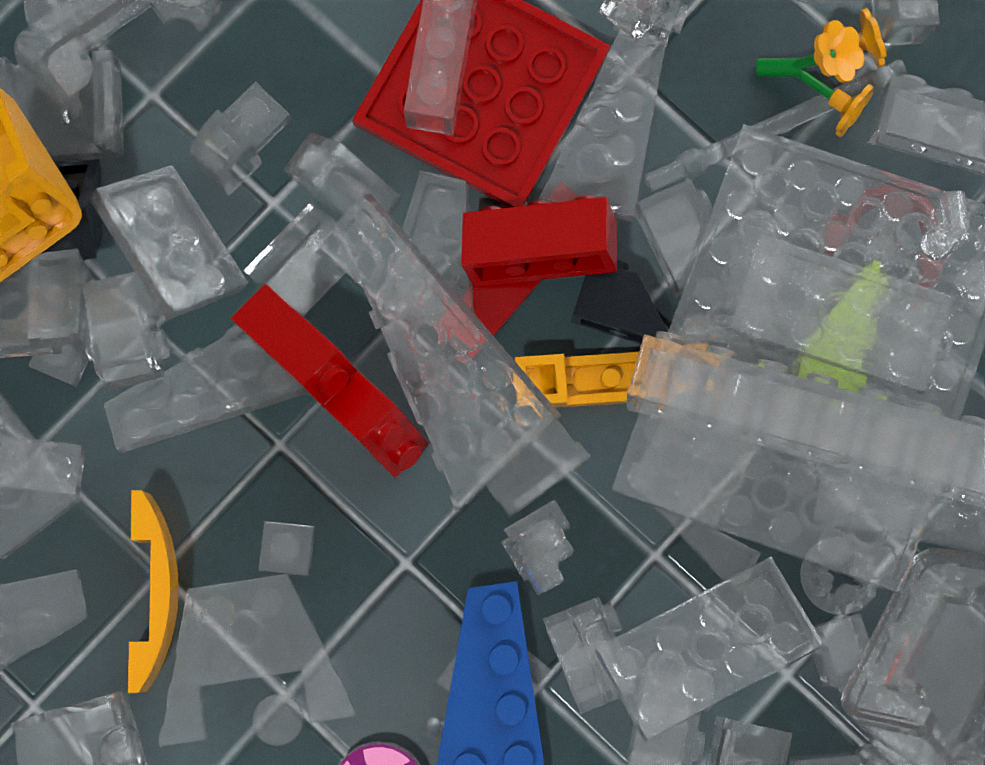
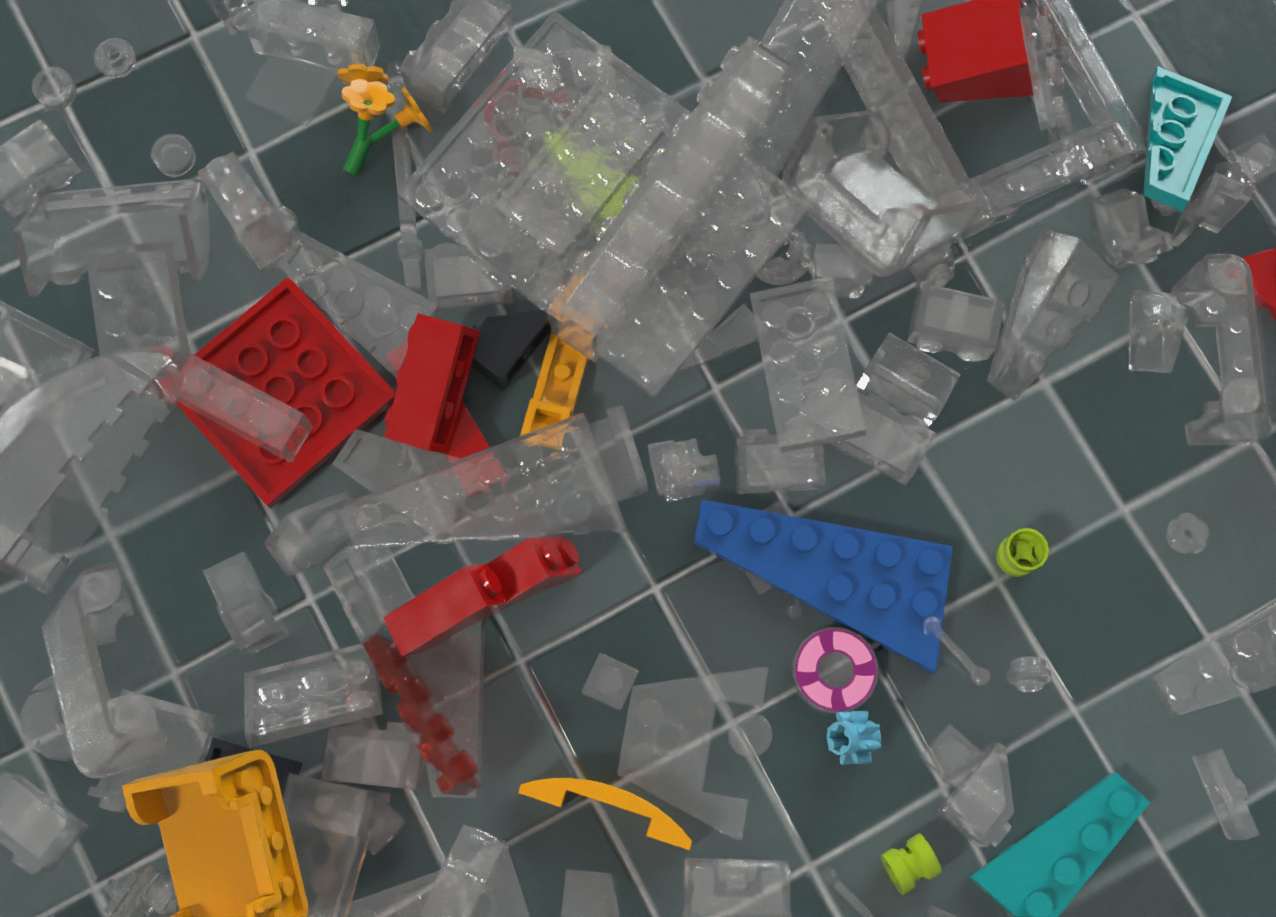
camera: 75 degrees left, 5 degrees down
(178, 356) = (416, 711): none -> clear red wing

